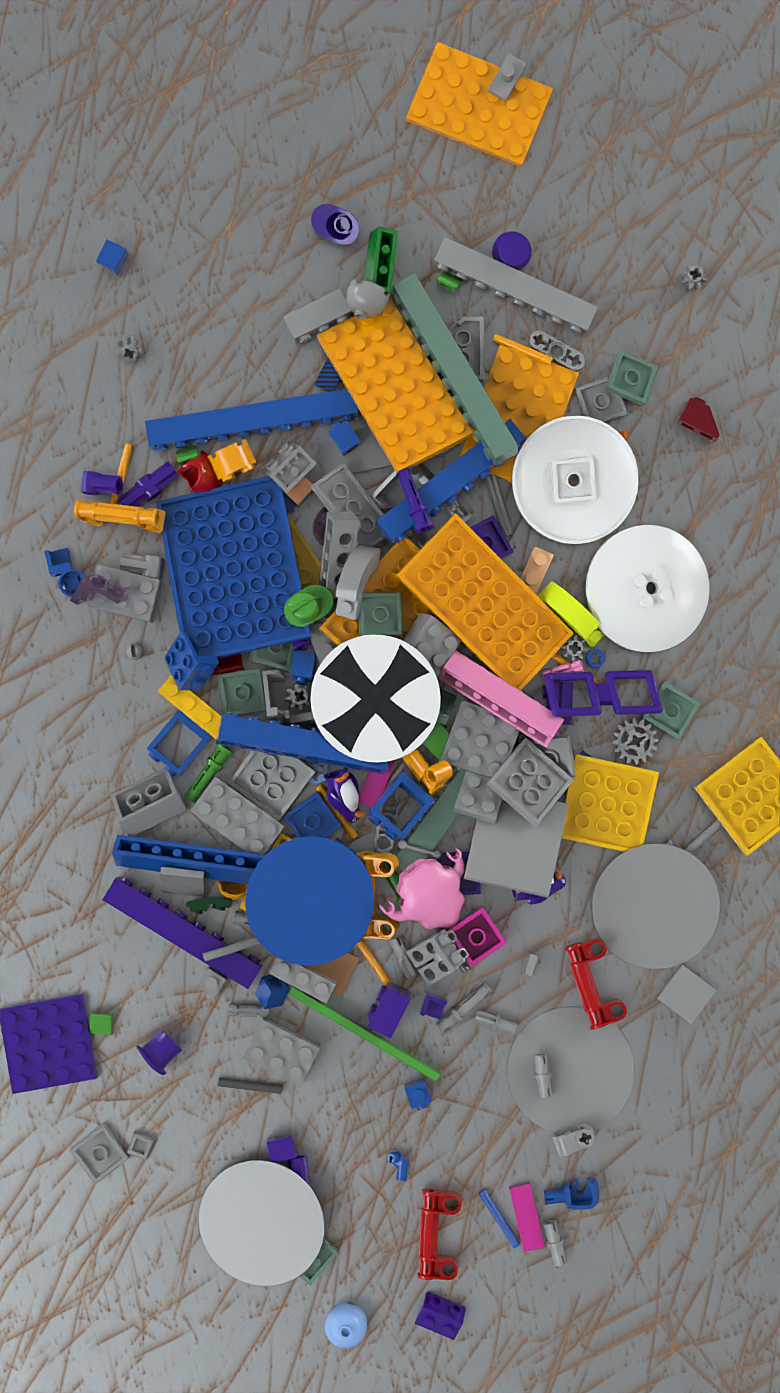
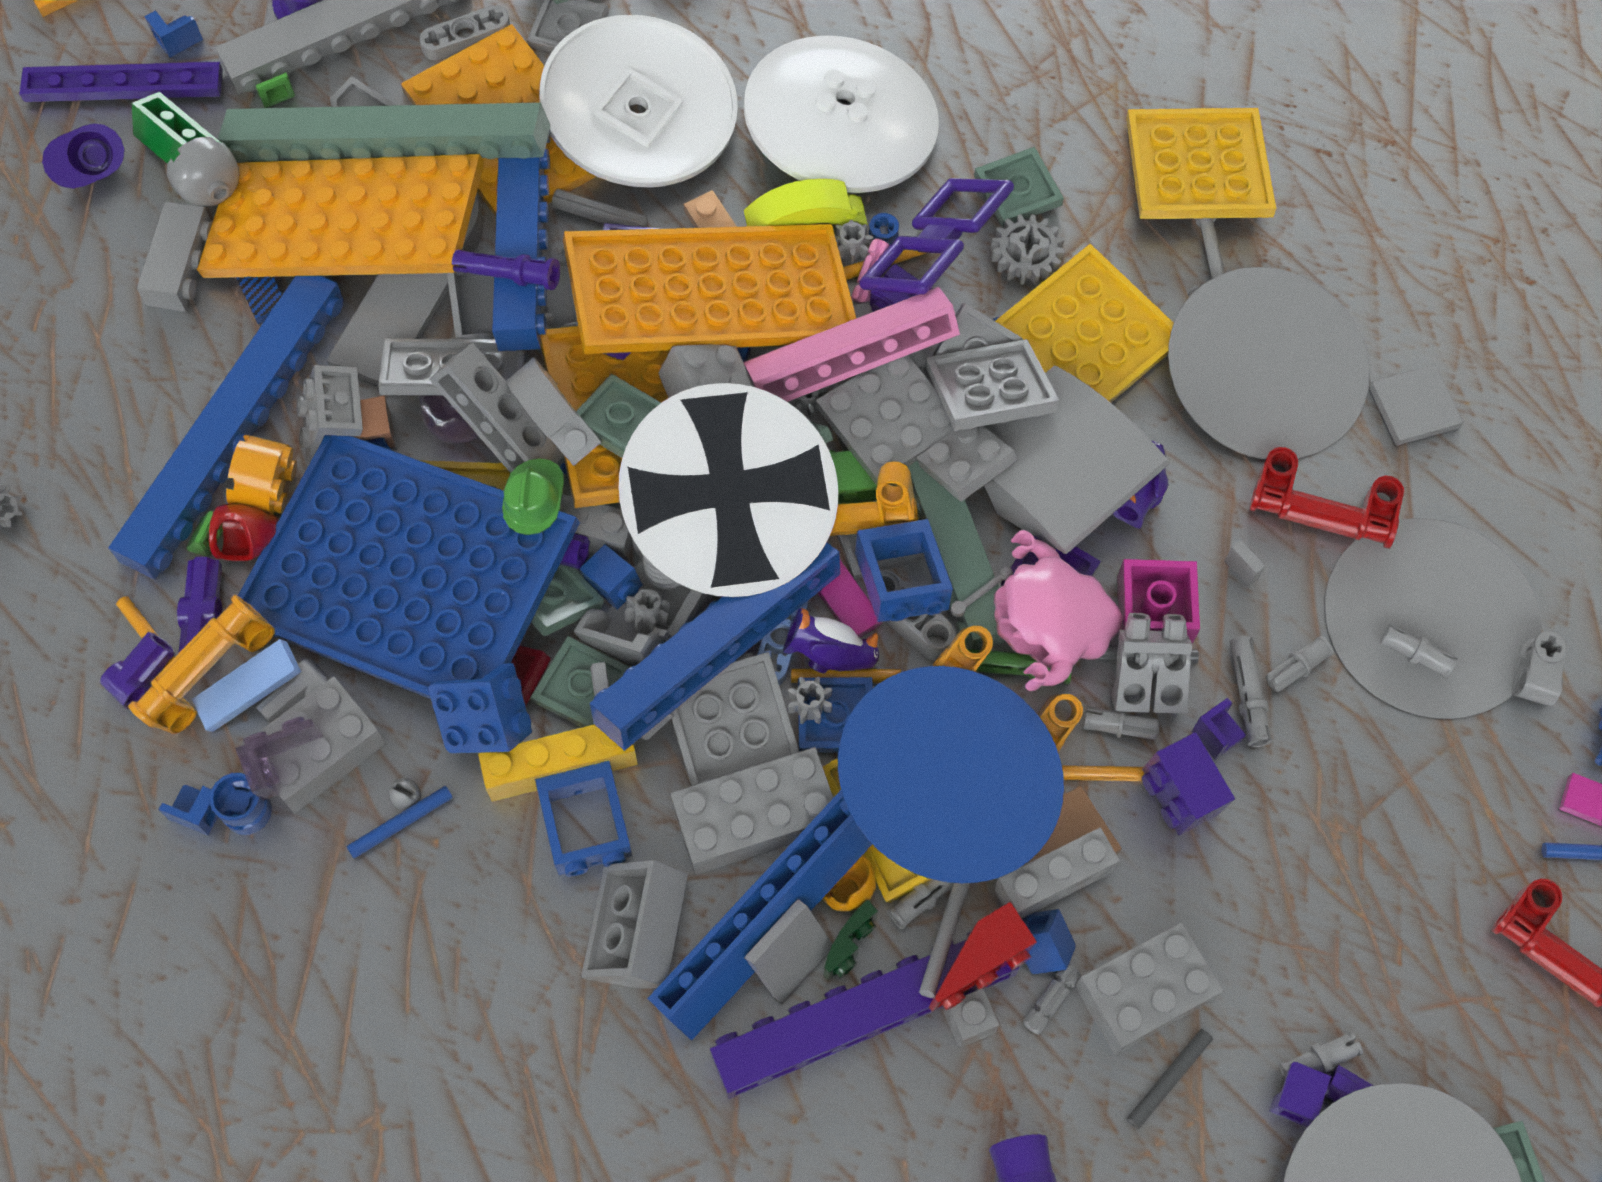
camera: 55 degrees left, 20 degrees down
(120, 659) = (399, 822): none -> blue bar
(129, 540) = (246, 685): none -> light blue tile
(214, 764) = (652, 794): bright green pin -> none
(242, 970) = (991, 945): none -> red slope
(243, 706) = (599, 677): none -> light grey tile
(301, 804) = (802, 694): none -> light grey gear
(307, 1149) = (1328, 1055): none -> light grey pin
(344, 437) = (354, 320): blue brick -> none
(365, 1033) = (1196, 851): bright green tile -> none
(395, 200) = (120, 81): none -> dark purple plate
(400, 1162) = (1432, 935): blue arm -> none
(418, 1094) = (1340, 835): blue brick -> none
(444, 201) = (176, 35): none -> blue panel
(523, 349) = (447, 53): light orange bar -> none

